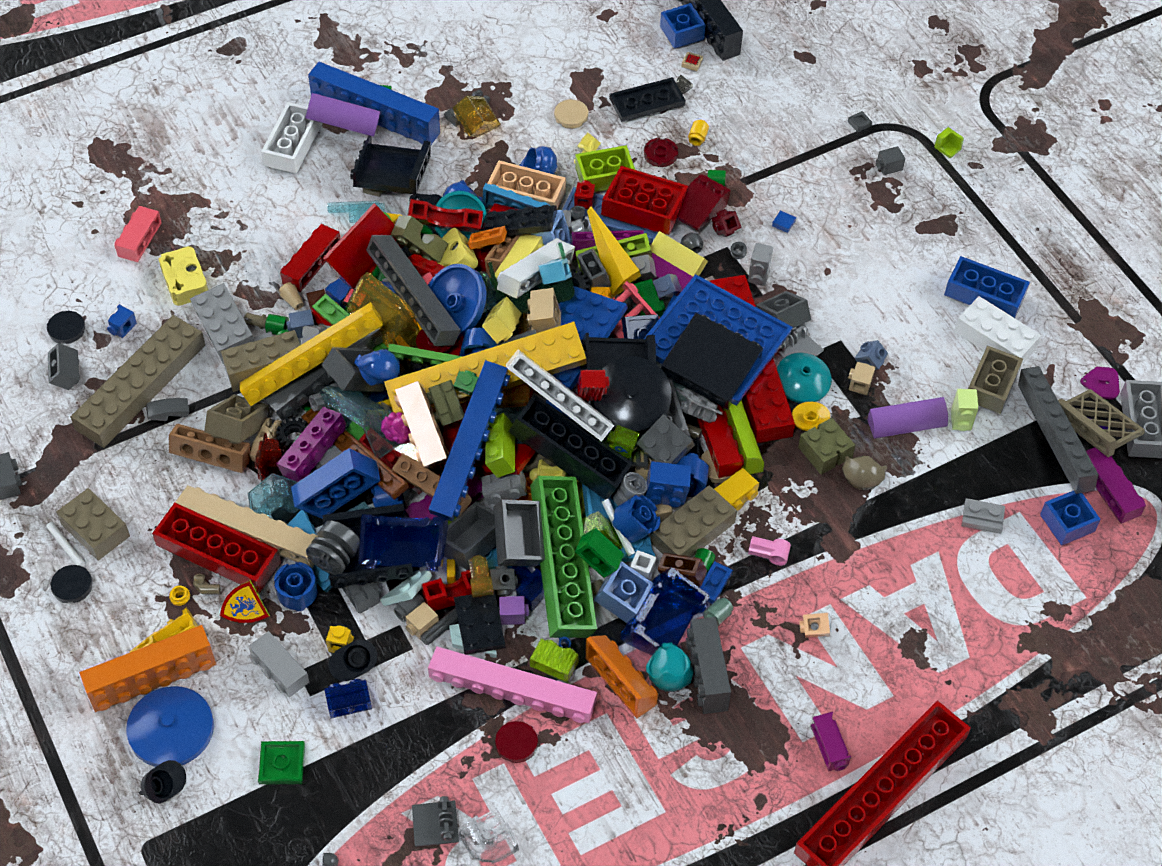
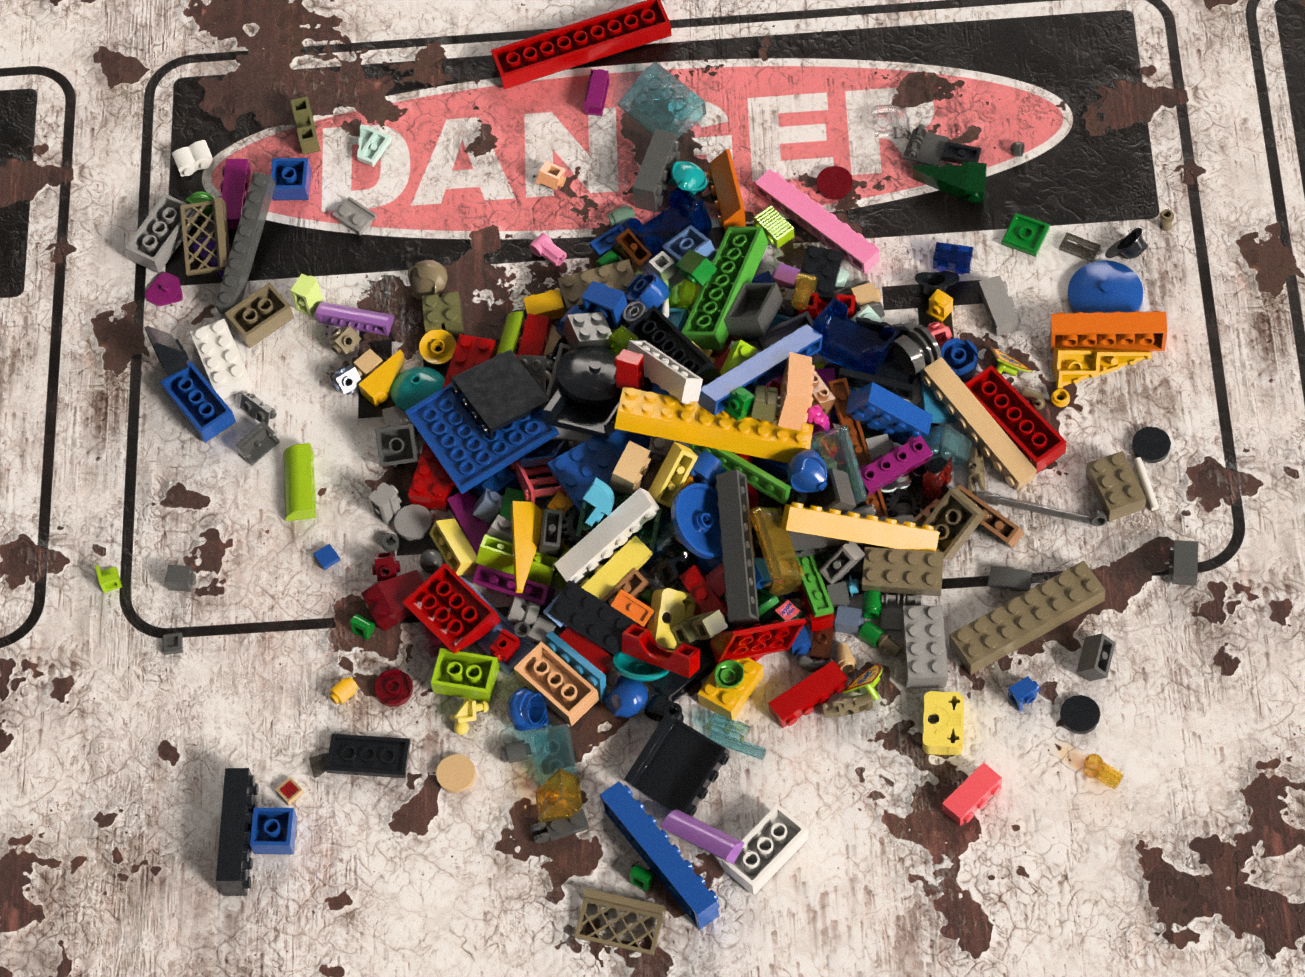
camera: 145 degrees left, 5 degrees up
(36, 286) = (1104, 772): none -> clear yellow piece
(102, 492) = (1098, 518): none -> dark grey hinge
(126, 831) = (1166, 218): none -> dark tan pin
(204, 774) = (1079, 250): none -> clear smoke tile
(207, 476) = (995, 499): none -> flat silver bar
(236, 489) = (975, 470): none -> dark tan hinge
(264, 282) = (868, 680): none -> shield
(272, 261) = (848, 706): none -> dark tan hinge
(318, 283) = (808, 664): none -> dark grey arm
(327, 603) = (943, 332): none -> coral brick
(374, 788) = (961, 181): none -> dark green wedge
(390, 828) = (960, 153): none -> black plate
(391, 72) = (624, 904): none -> dark tan fence
(500, 145) = (552, 750): none -> clear light blue slope
(531, 139) = (516, 751): none -> dark grey brick
(729, 267) = (413, 522): none -> light grey tile
(750, 759) = (662, 102): none -> clear light blue slope
(840, 364) = (378, 384): none -> yellow slope
(848, 265) = (299, 482): none -> lime brick
(900, 388) = (344, 340): none -> dark tan brick
(910, 281) = (257, 443): none -> dark grey hinge
(940, 309) = (252, 405): none -> dark grey hinge
(1021, 591) = (371, 145): none -> light aqua wing
(1047, 305) = (168, 350): none -> black slope
(1088, 569) = (305, 125): none -> olive arch
(1138, 471) = (201, 197): none -> bright green hat

